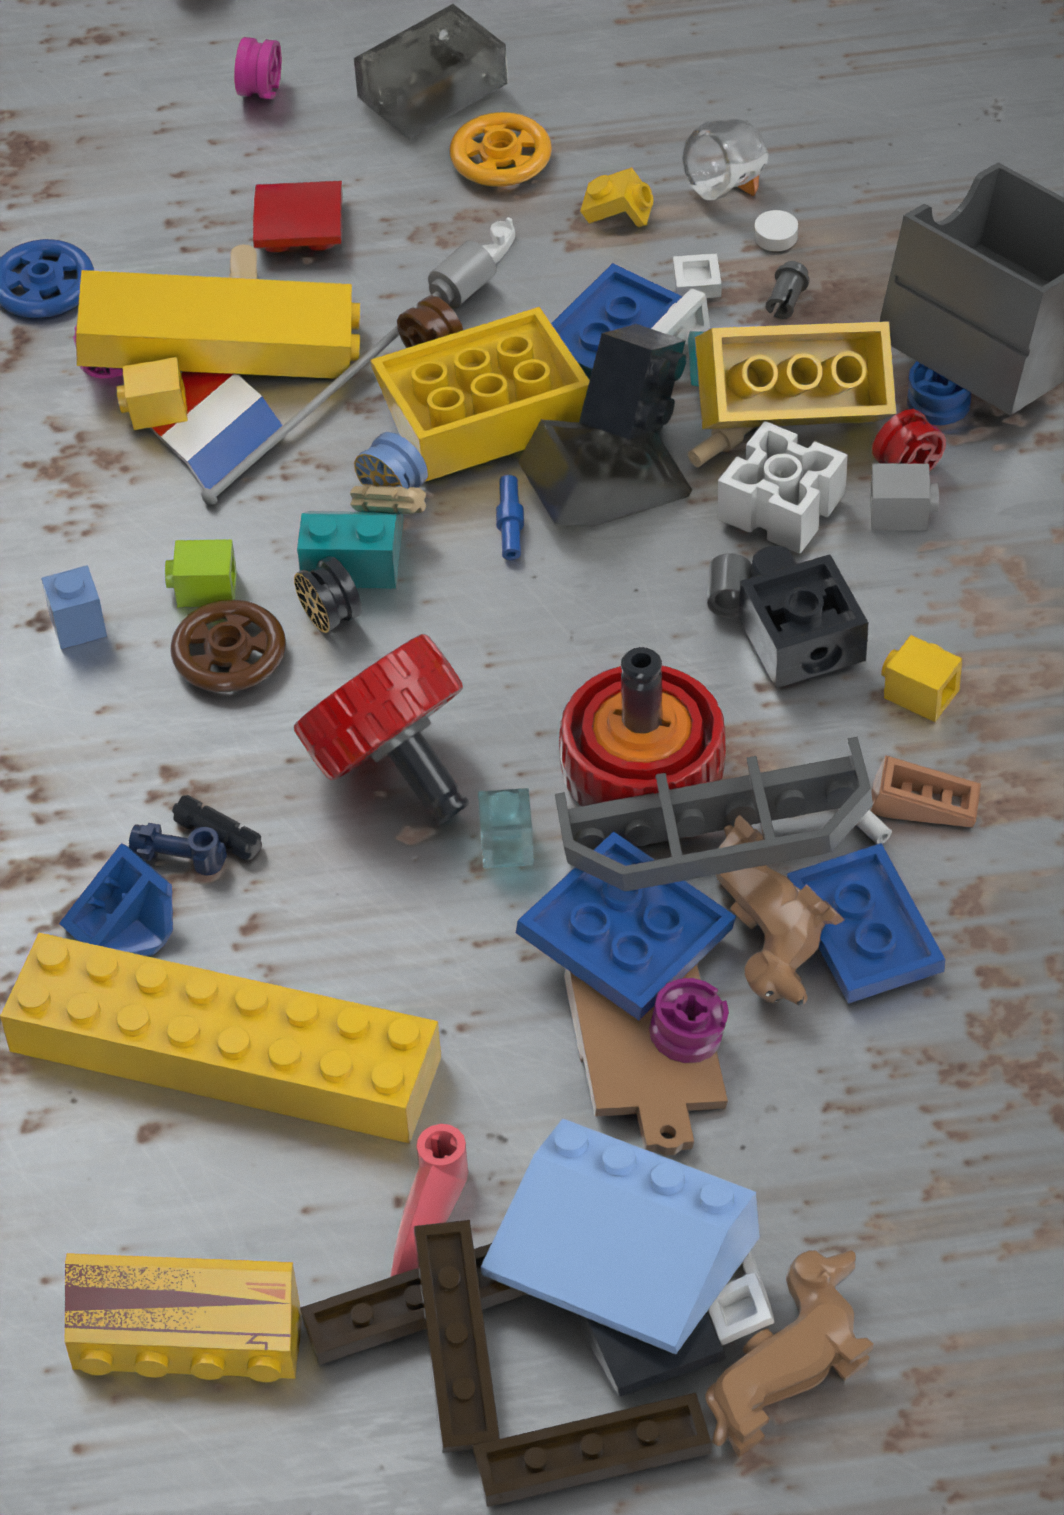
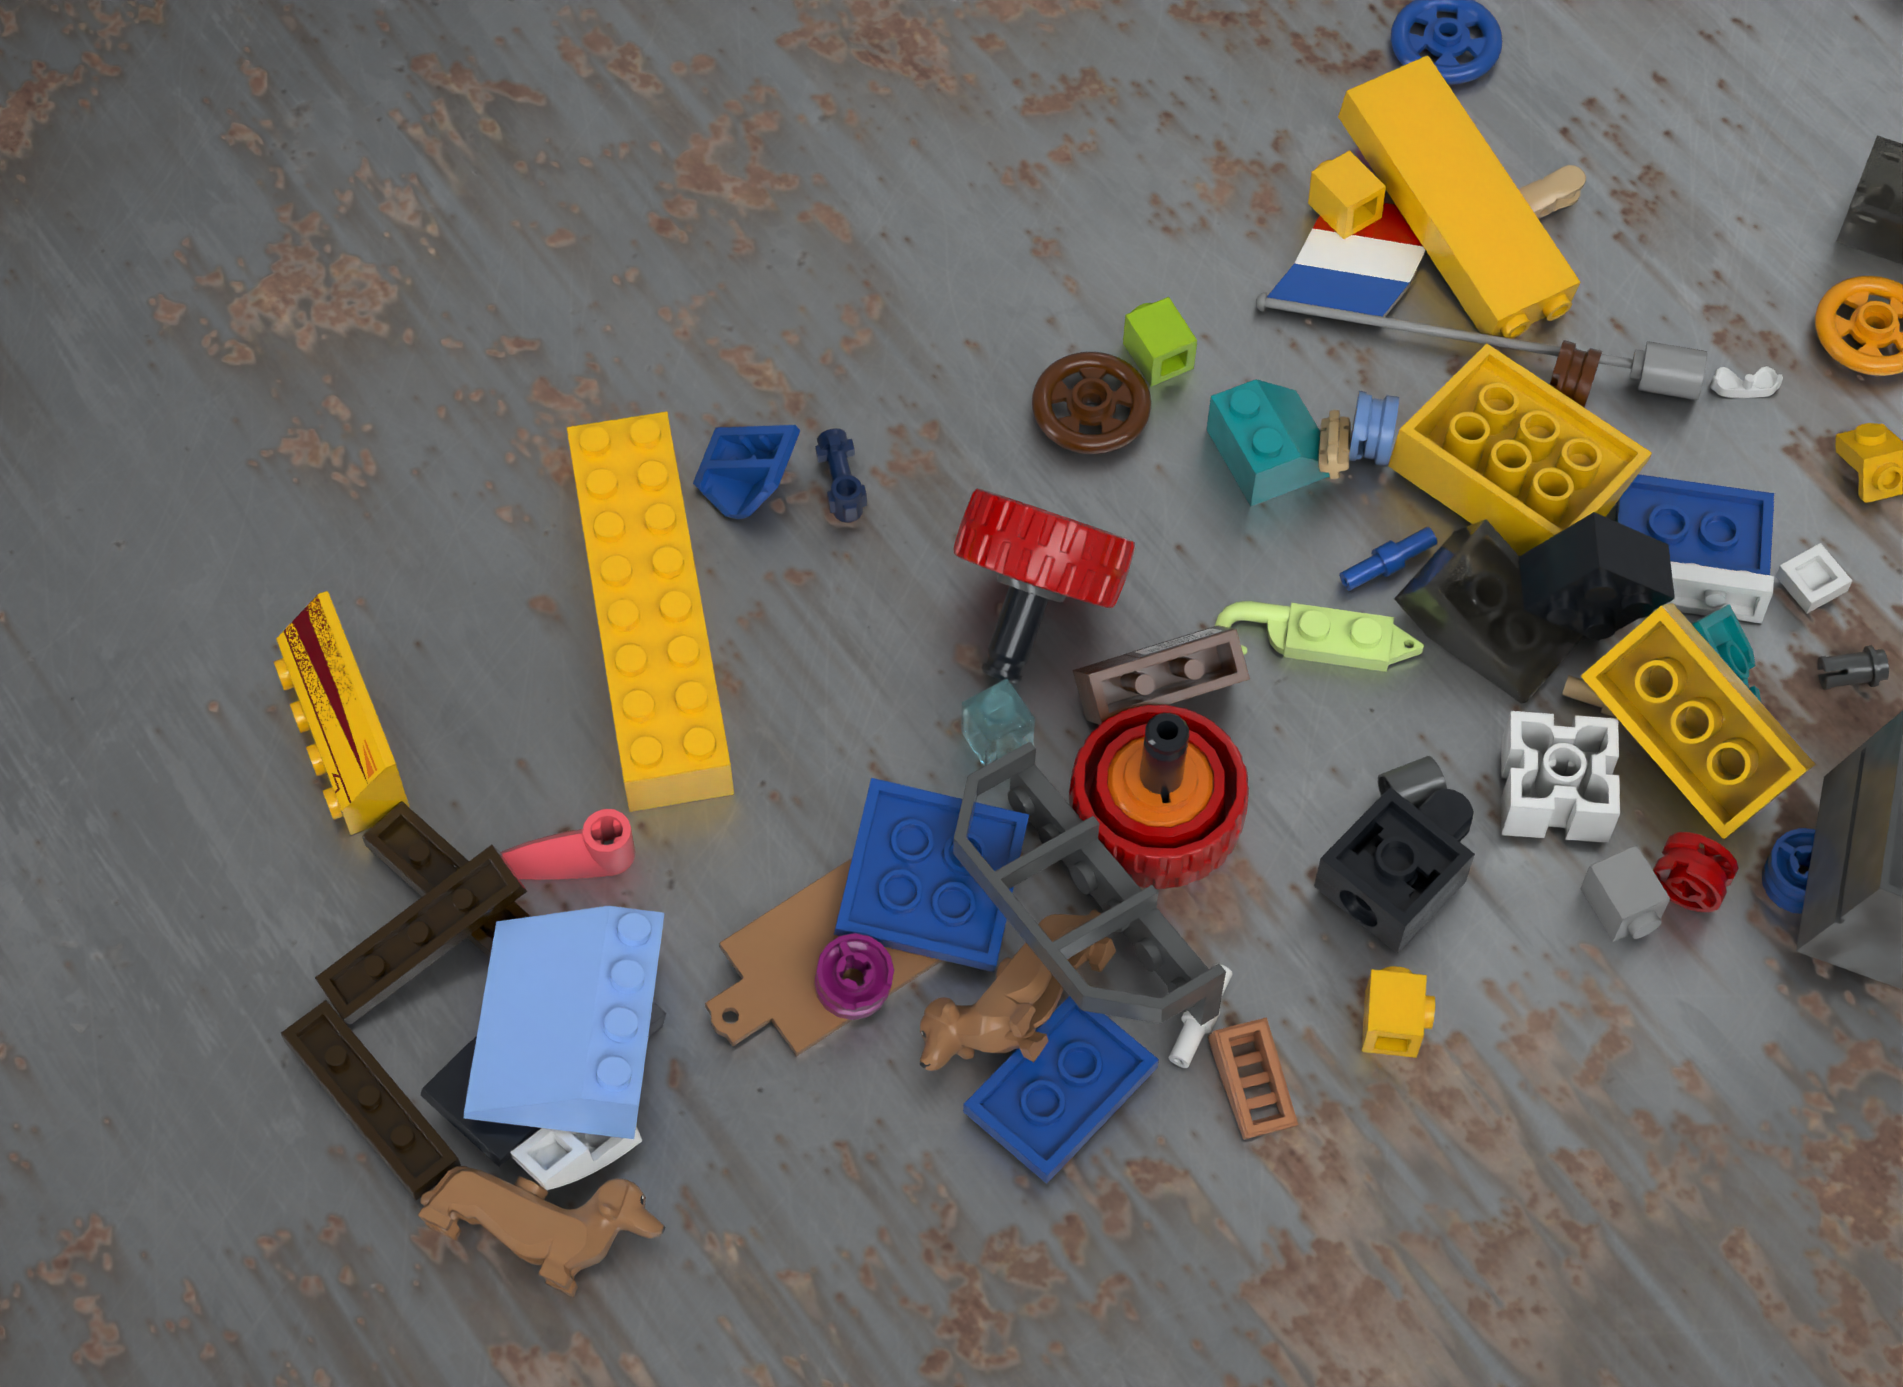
camera: 60 degrees right, 10 degrees up
(74, 607) = (1056, 260): medium blue brick -> none
(243, 841) = (882, 495): black axle -> none
(257, 67) = (1827, 67): dark pink wheel -> none
(297, 215) = (1659, 197): red slope -> none
(328, 594) = (1186, 449): black wheel -> none
(532, 696) = (1162, 673): none -> reddish brown brick
(549, 590) = (1327, 634): none -> yellowish green plate

